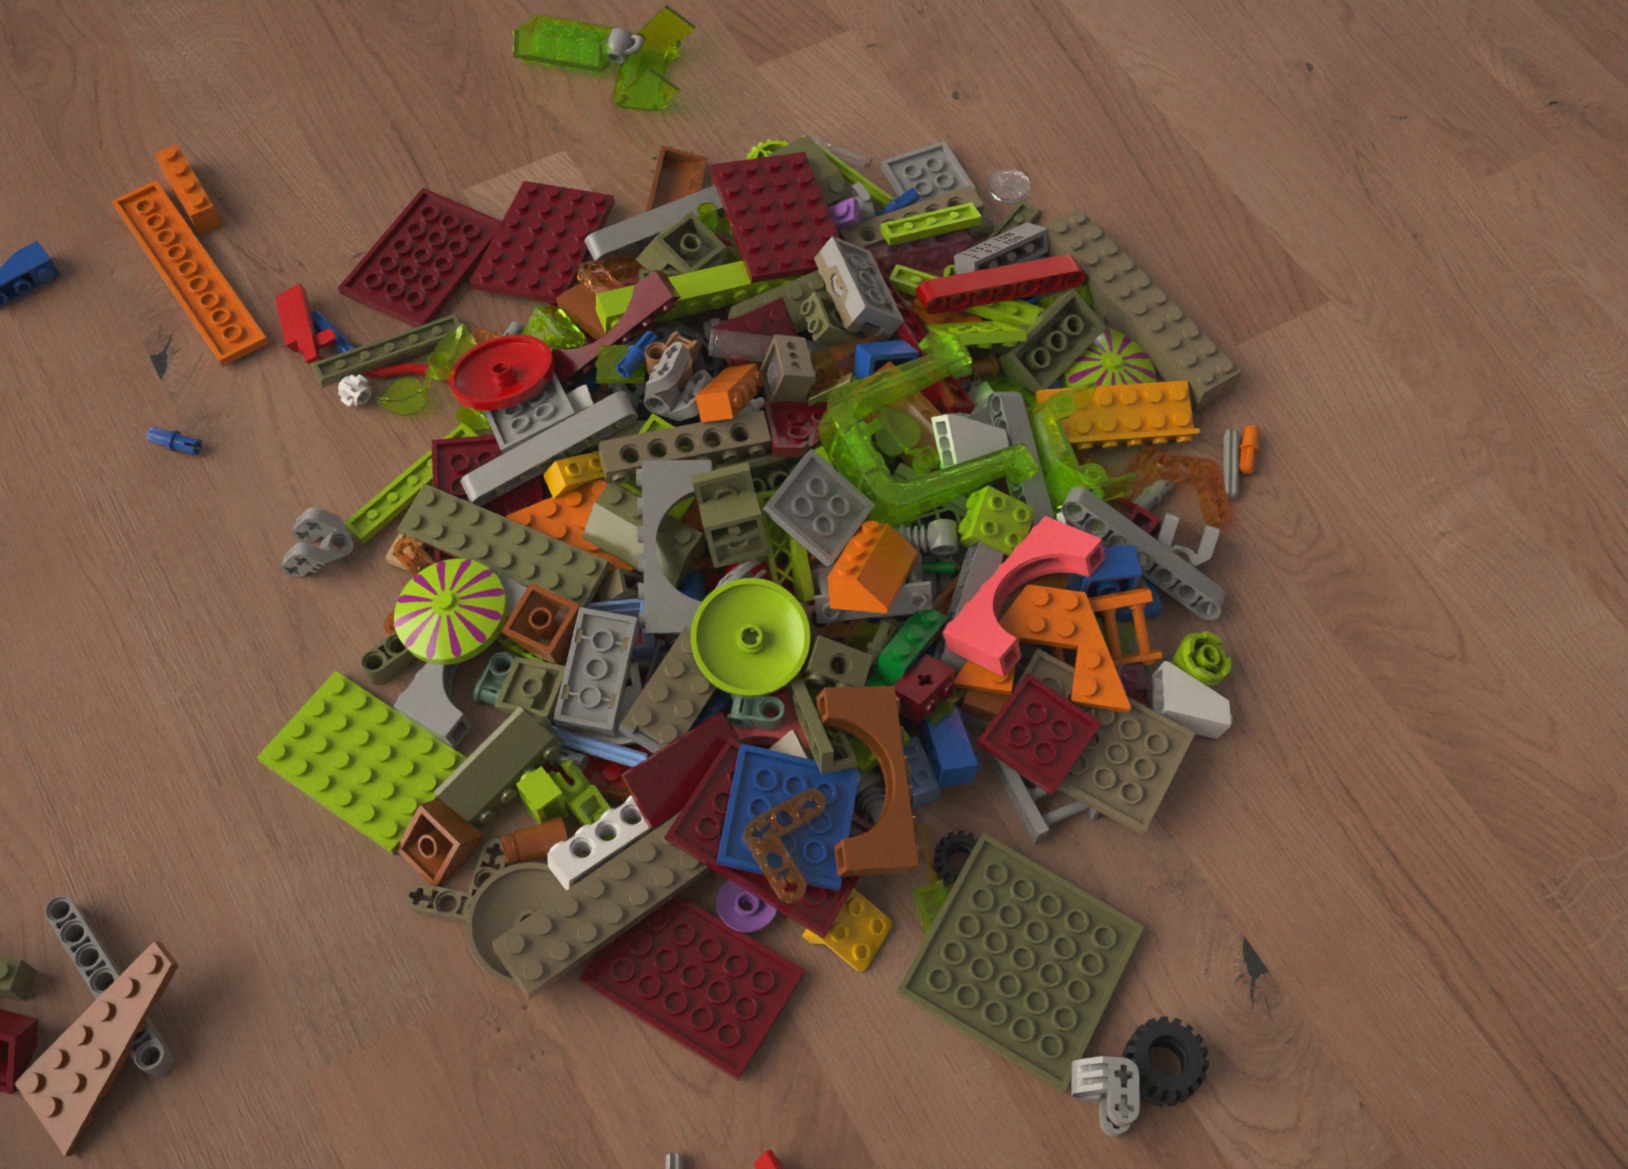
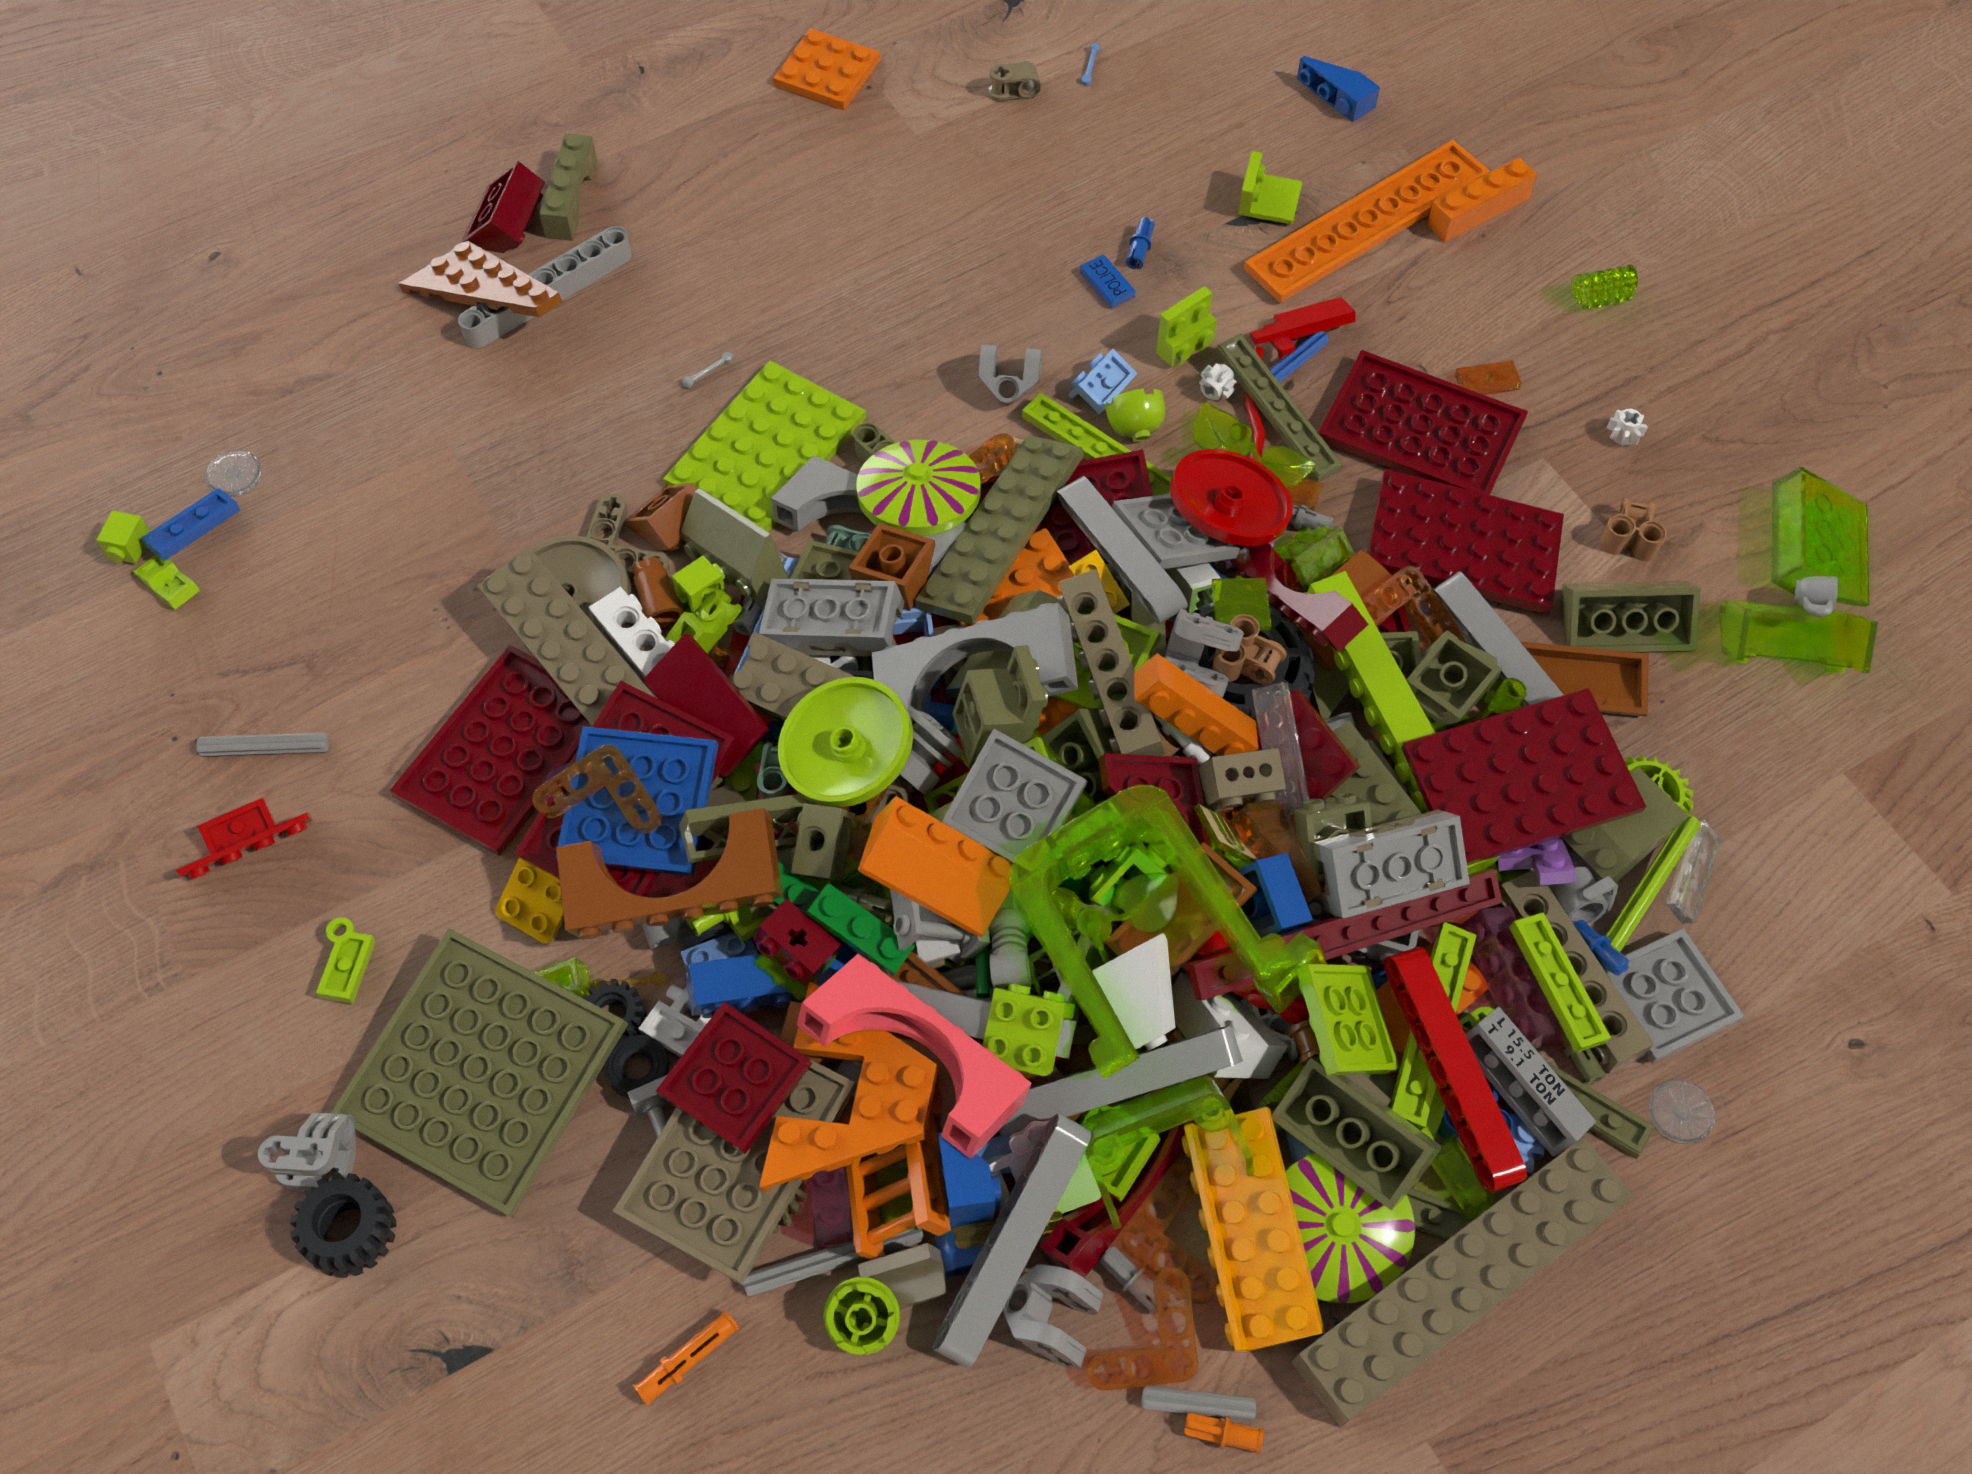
camera: 90 degrees right, 0 degrees up
(138, 339) = (1268, 195): none -> lime bracket
(213, 470) = (1107, 281): none -> blue tile
(241, 802) = (727, 358): none -> light grey hinge
(297, 403) = (1186, 328): none -> lime plate
(303, 123) = (1605, 286): none -> clear neon green piece
(334, 478) = (1105, 380): none -> light blue bracket
(379, 211) = (1489, 378): none -> clear orange plate
(384, 449) = (1136, 413): none -> lime cylinder
(446, 131) = (1627, 427): none -> white gear
(544, 141) = (1634, 529): none -> medium nougat piece
(622, 154) = (1631, 615): none -> olive slope
(635, 355) = (1235, 606): blue axle -> none
(916, 1099) = (346, 962): none -> lime hinge
(974, 809) = (669, 1024): none -> white plate
(1013, 823) = (628, 1048): none -> black tyre
(1165, 631) = (910, 1274): none -> dark tan panel
(1189, 702) = (797, 1292): white slope -> none
(1249, 797) = (685, 1358): none -> orange pin

